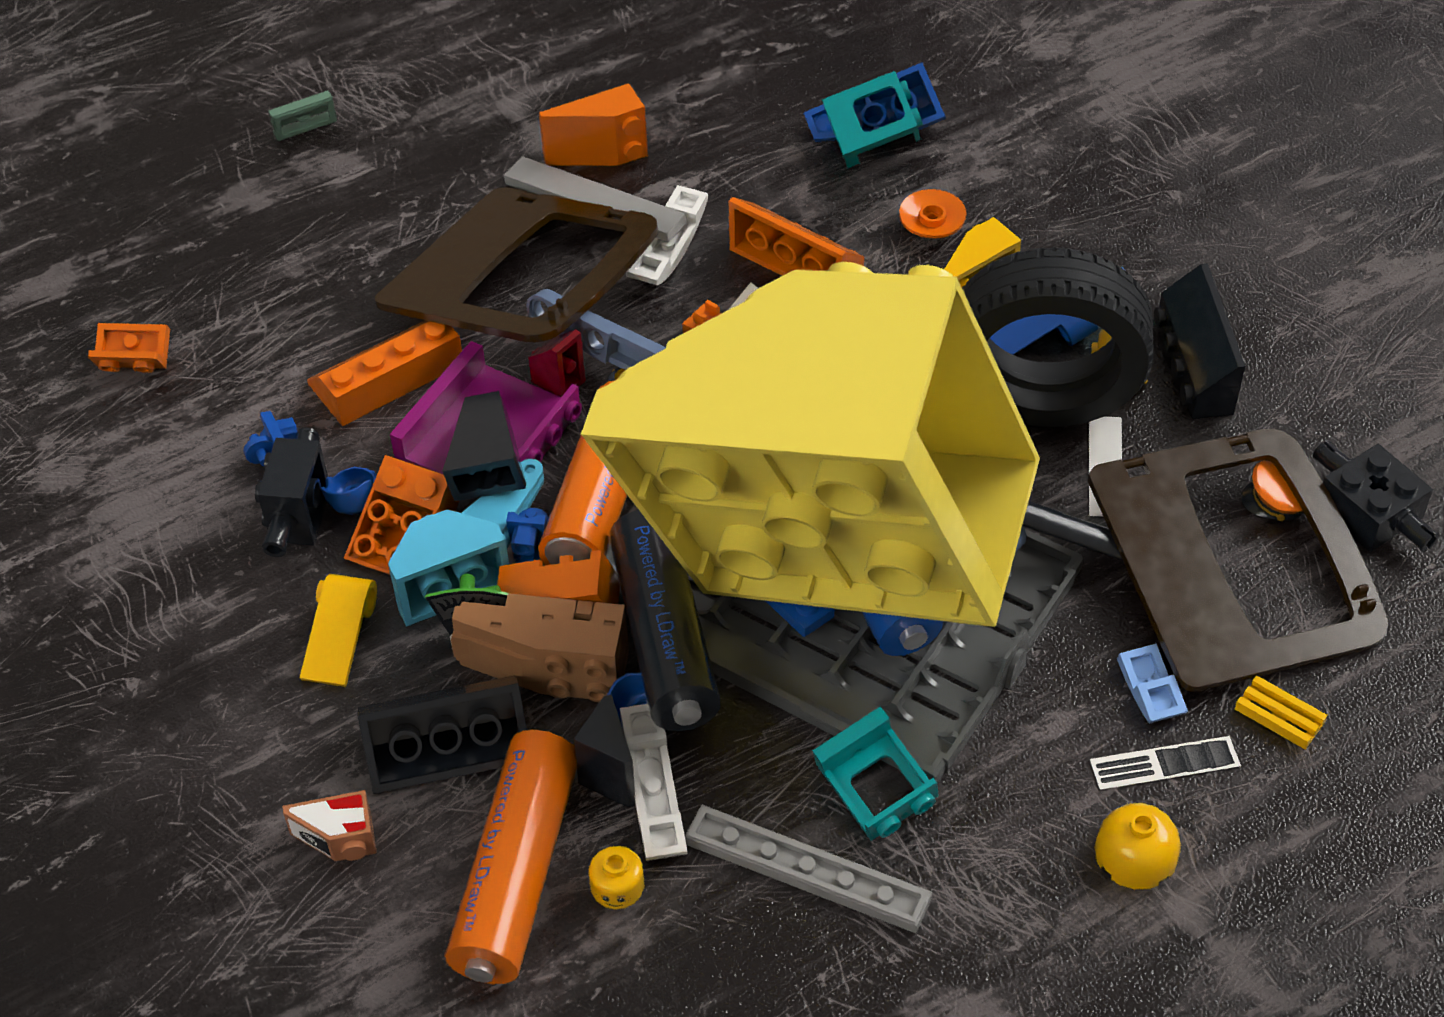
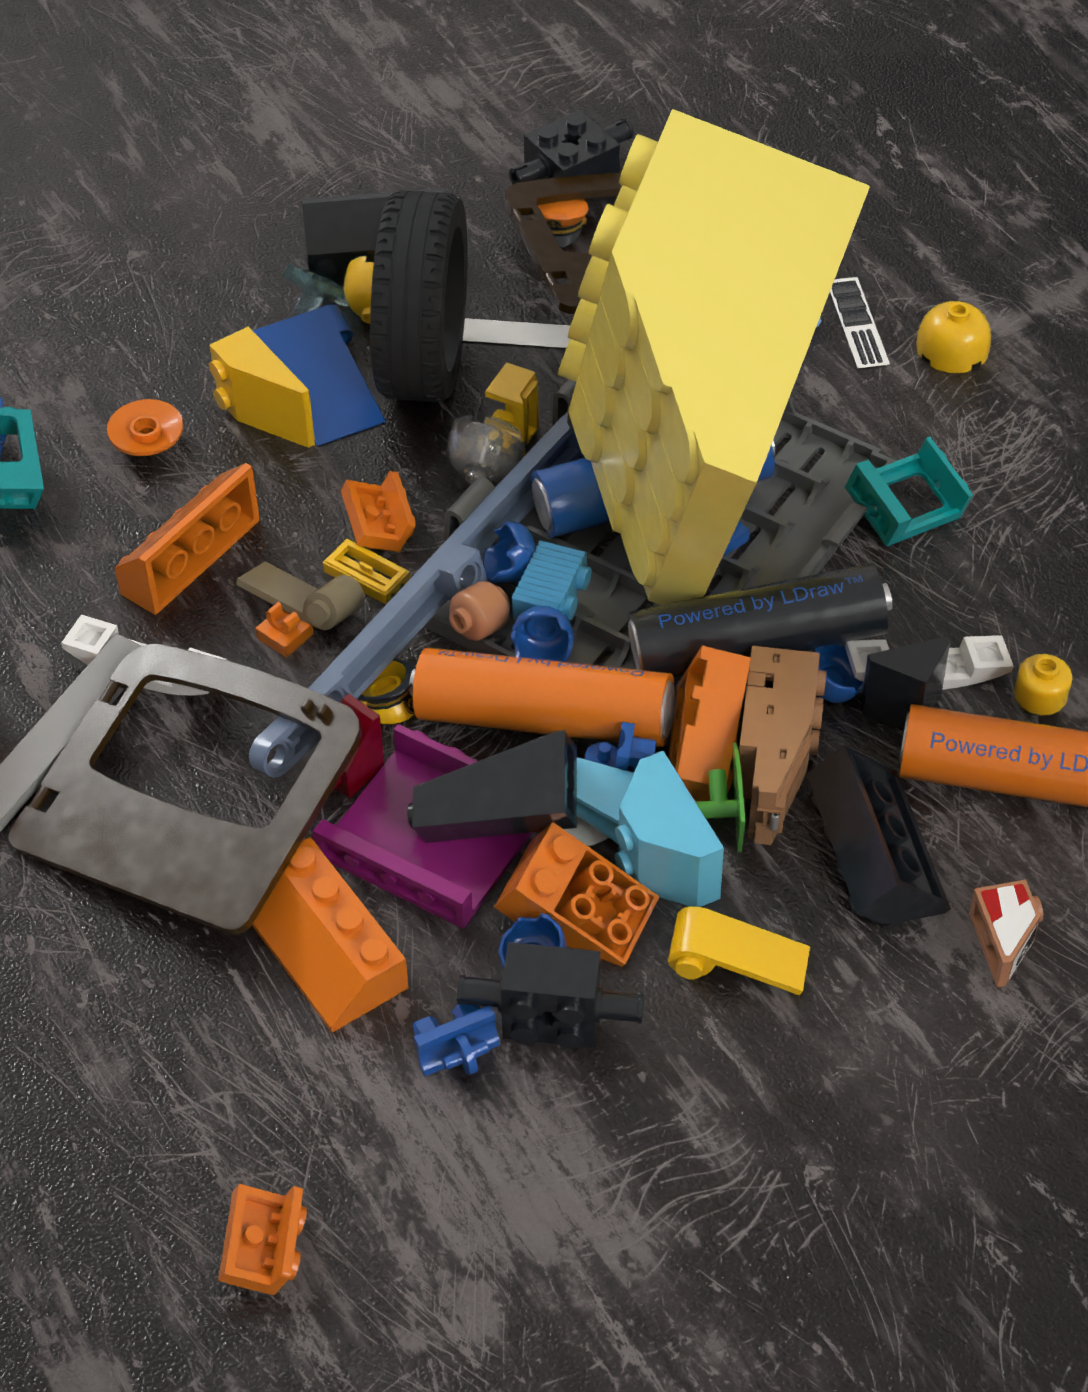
camera: 90 degrees left, 0 degrees up
(809, 868) = (999, 558): light grey tile -> none

